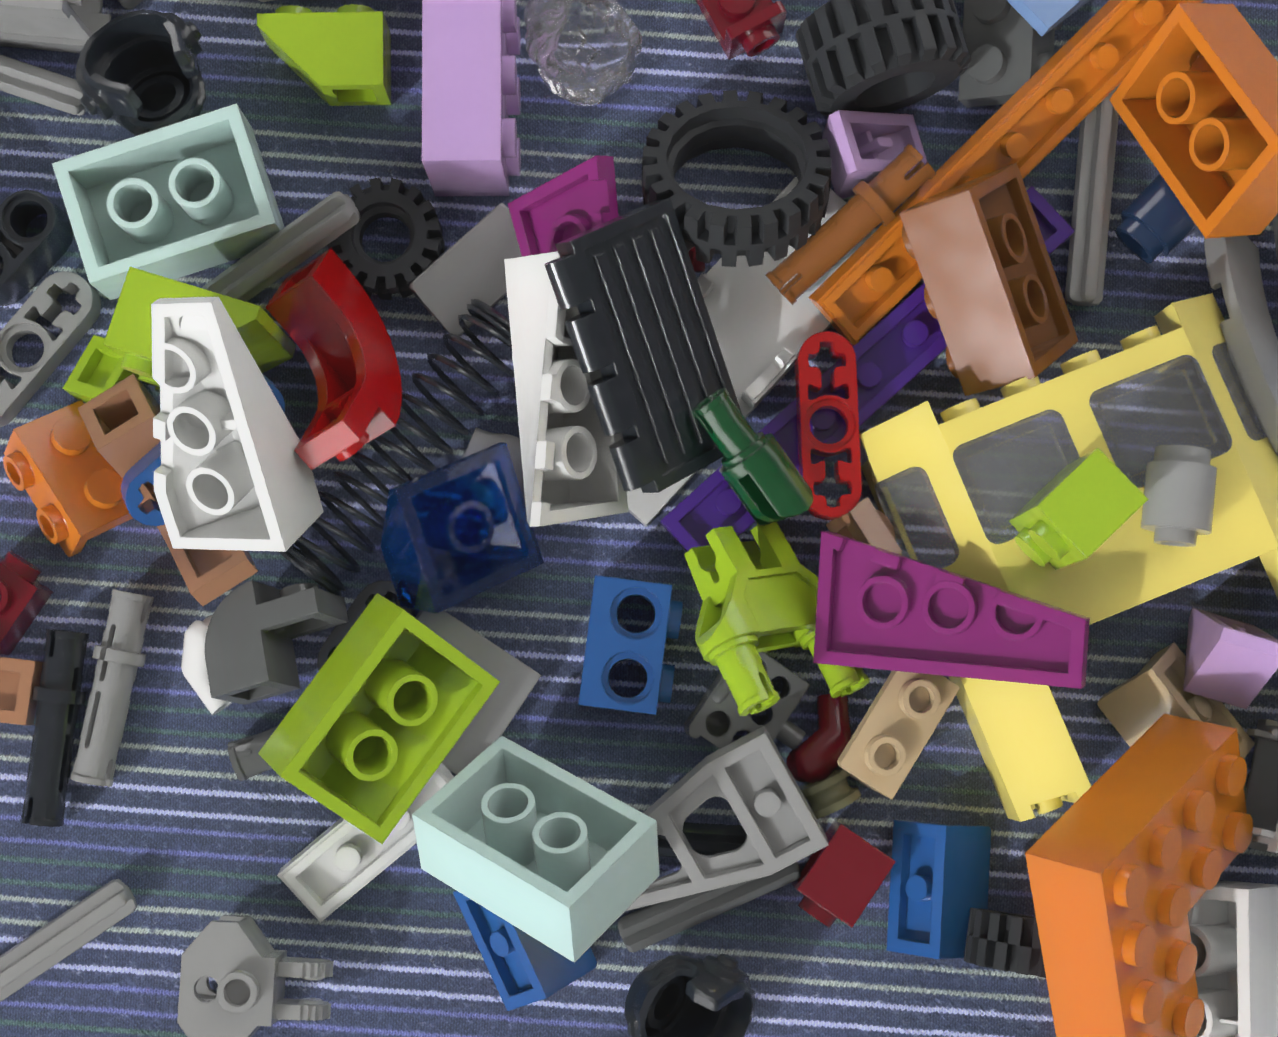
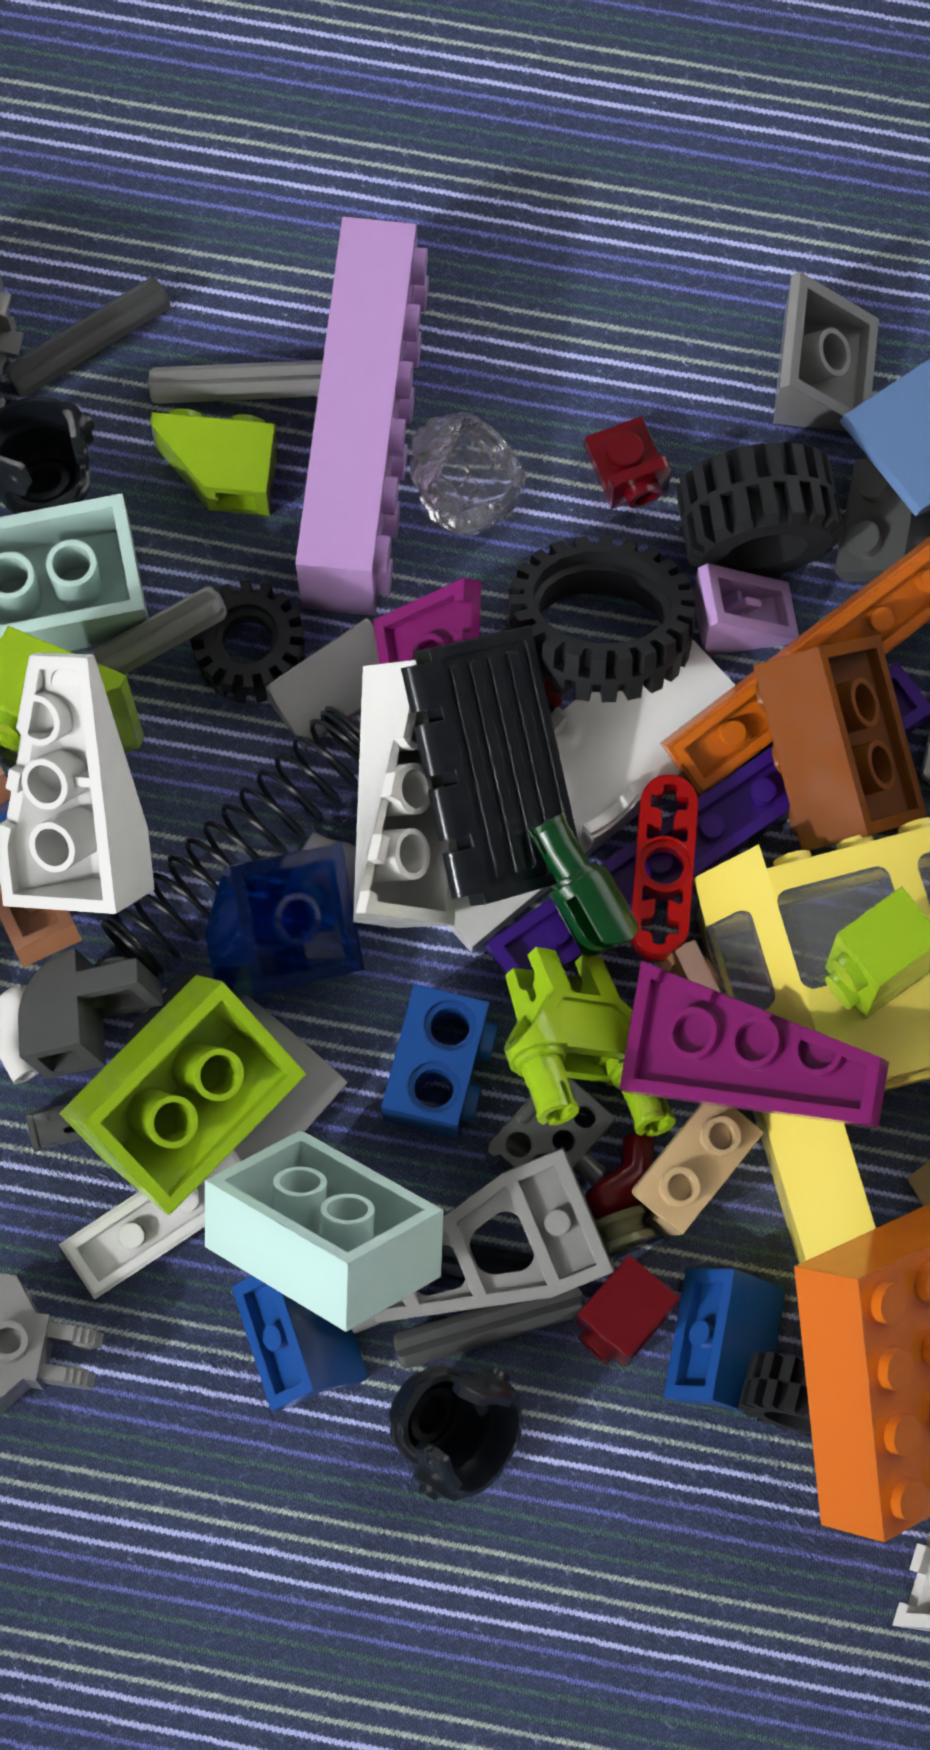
camera: 10 degrees right, 10 degrees down
(348, 355) = (195, 742): red arch -> none
(851, 223) = (709, 675): dark orange pin -> none

